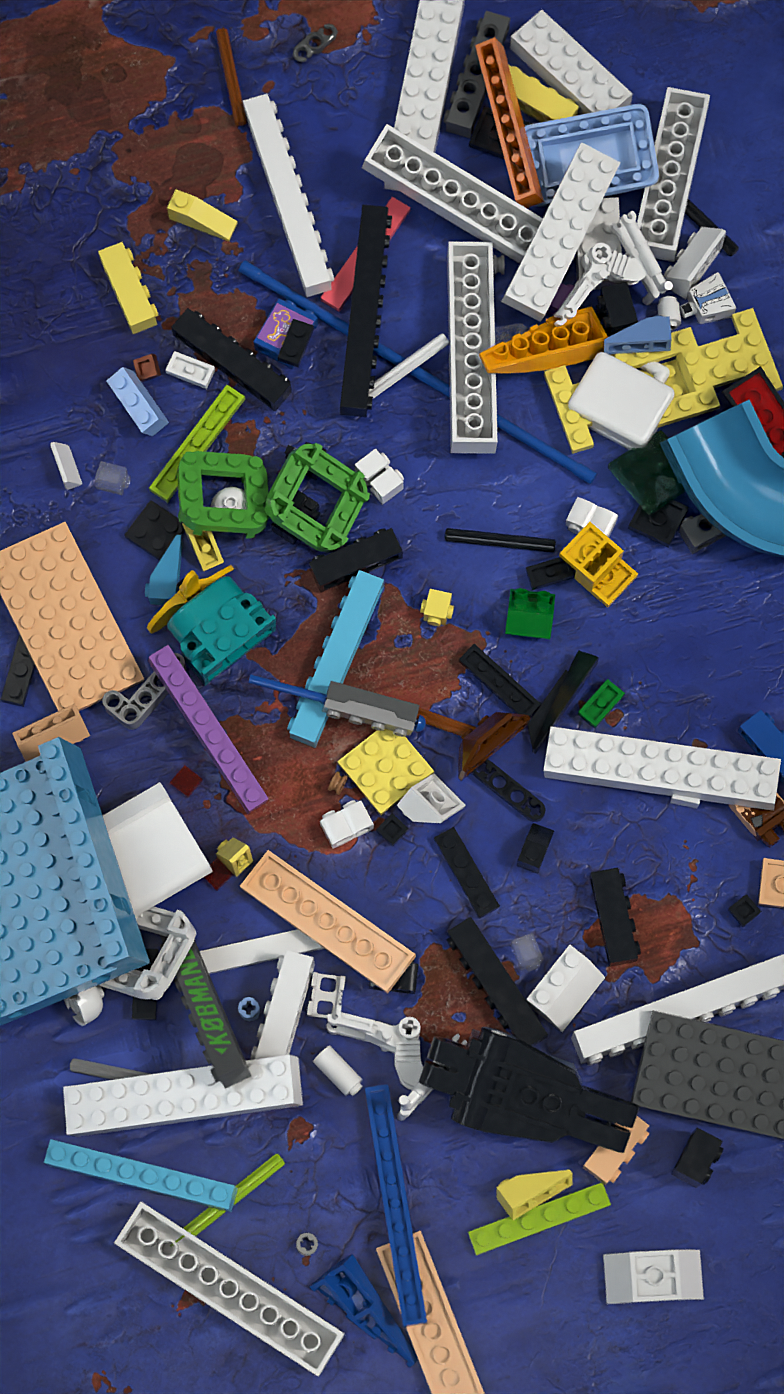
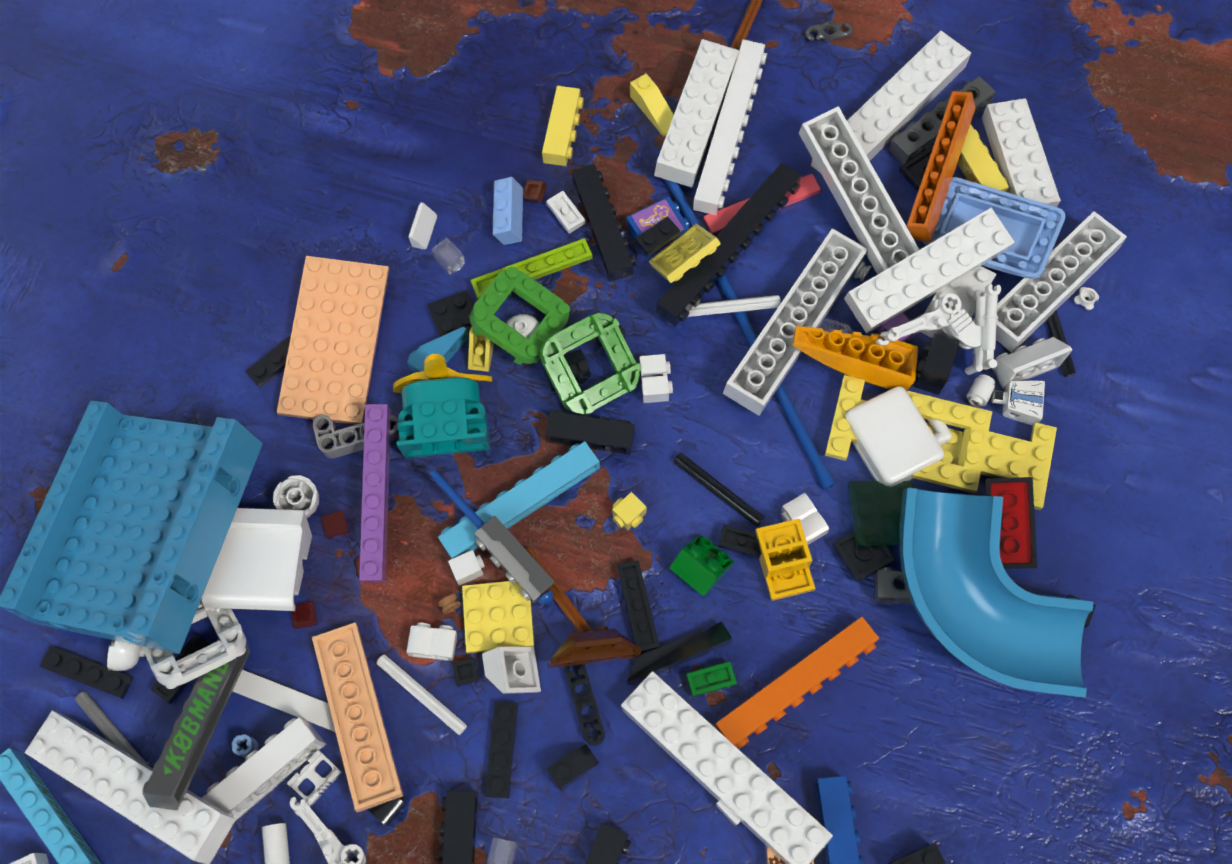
camera: 35 degrees right, 5 degrees down
(60, 1043) = (86, 672): none -> black plate
(63, 724) = (262, 420): light nougat brick -> none
(138, 775) = (296, 494): none -> white cylinder
(234, 855) = (322, 610): light yellow slope -> none
(249, 200) = (696, 113): none -> white brick
(330, 743) = (466, 567): none -> white brick
(332, 344) = (684, 253): none -> light yellow plate
(366, 872) = (421, 694): none -> white axle
(647, 335) = (948, 395): medium blue slope -> none
(674, 657) = (797, 682): none -> orange brick
(710, 166) = (1088, 293): none -> white plate

